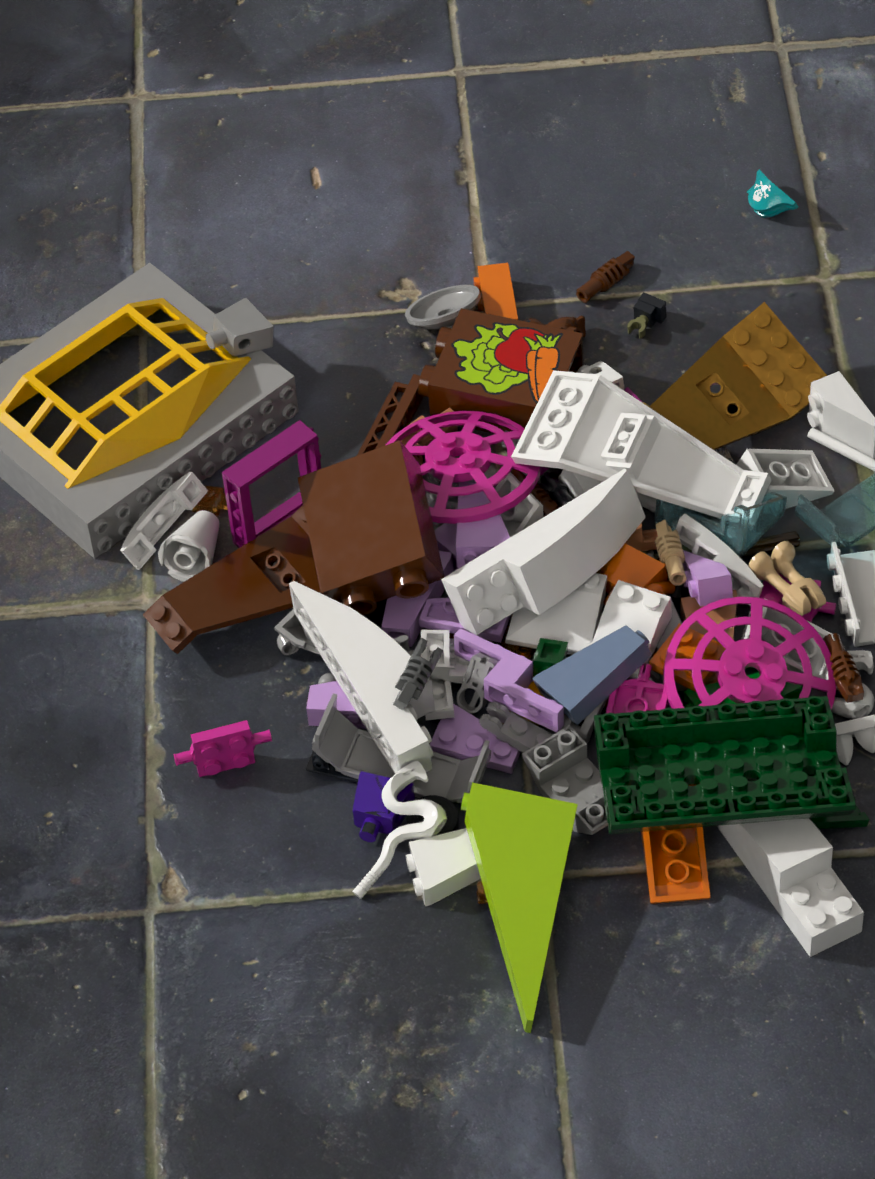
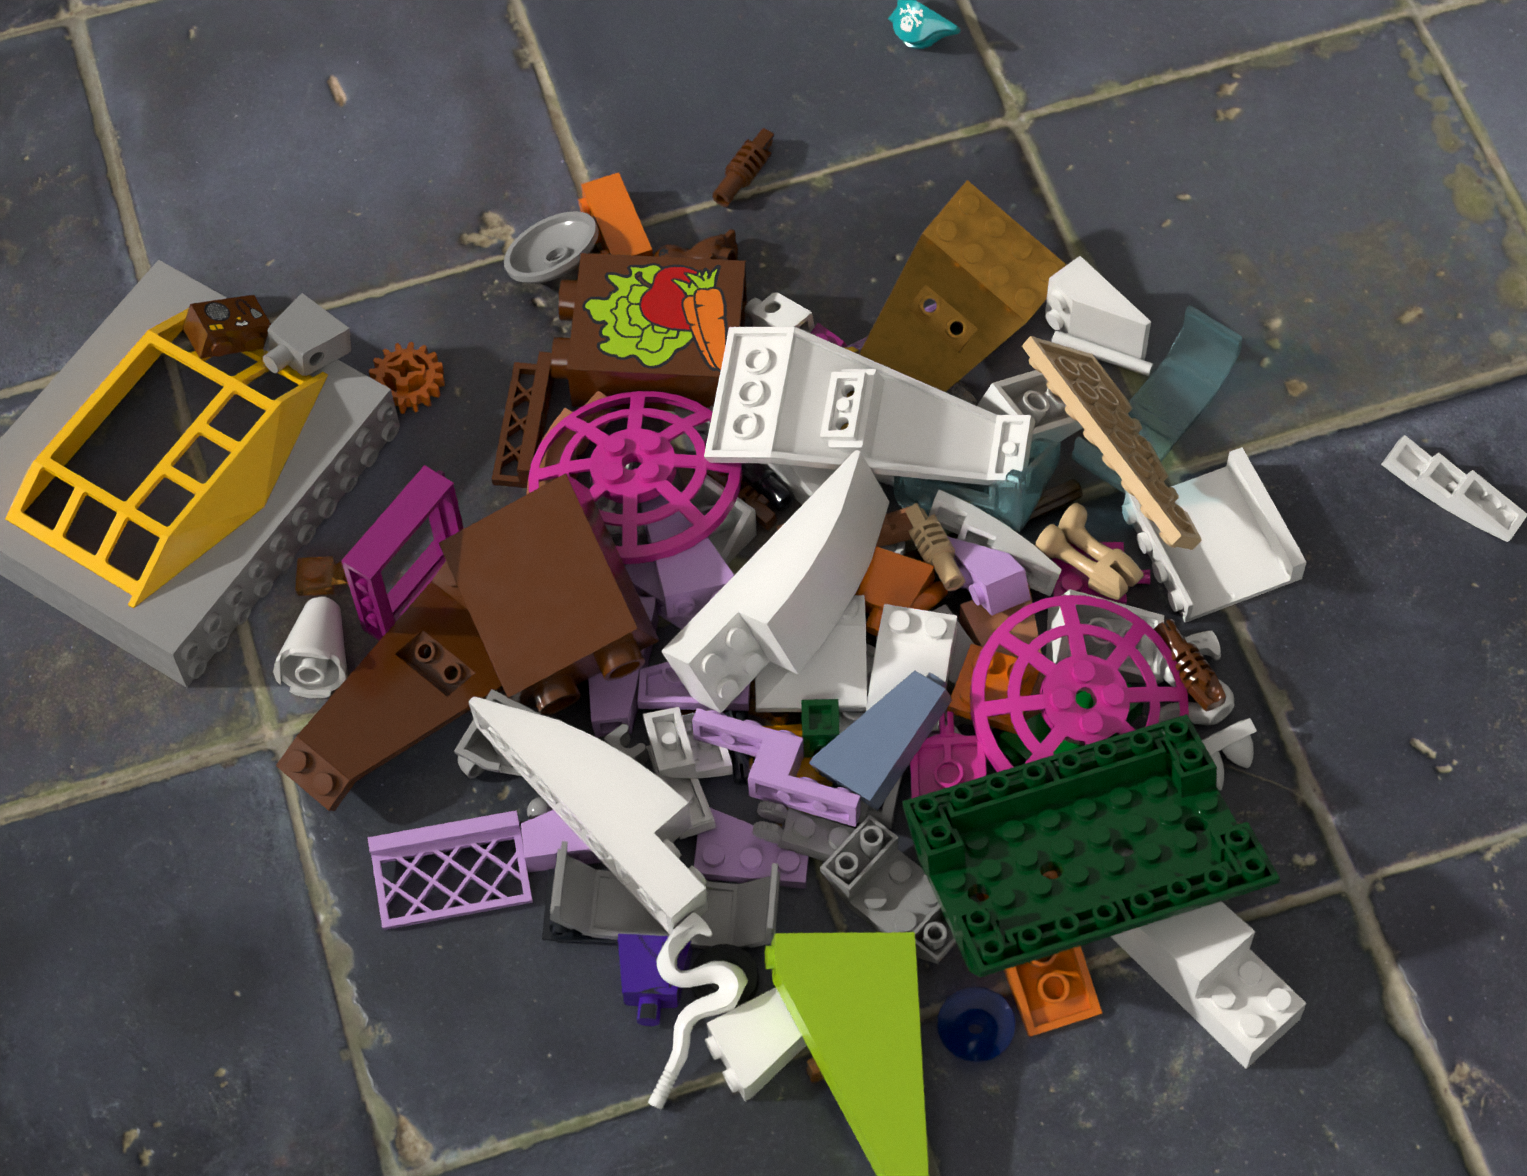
camera: 15 degrees left, 10 degrees up
(160, 516) = (259, 617): white slope -> none
(184, 310) = (226, 326): none -> reddish brown brick
(223, 748) = (430, 938): dark pink plate -> none
(256, 688) = (441, 839): none -> lavender fence
(314, 377) = (407, 375): none -> orange gear
(415, 674) = (669, 802): dark grey hinge -> none
(477, 670) = (734, 771): light grey piece -> none
(611, 874) = (977, 1007): none -> clear blue dish
(646, 313) = (808, 208): black piece -> none
(830, 492) = (1103, 413): none -> tan wing

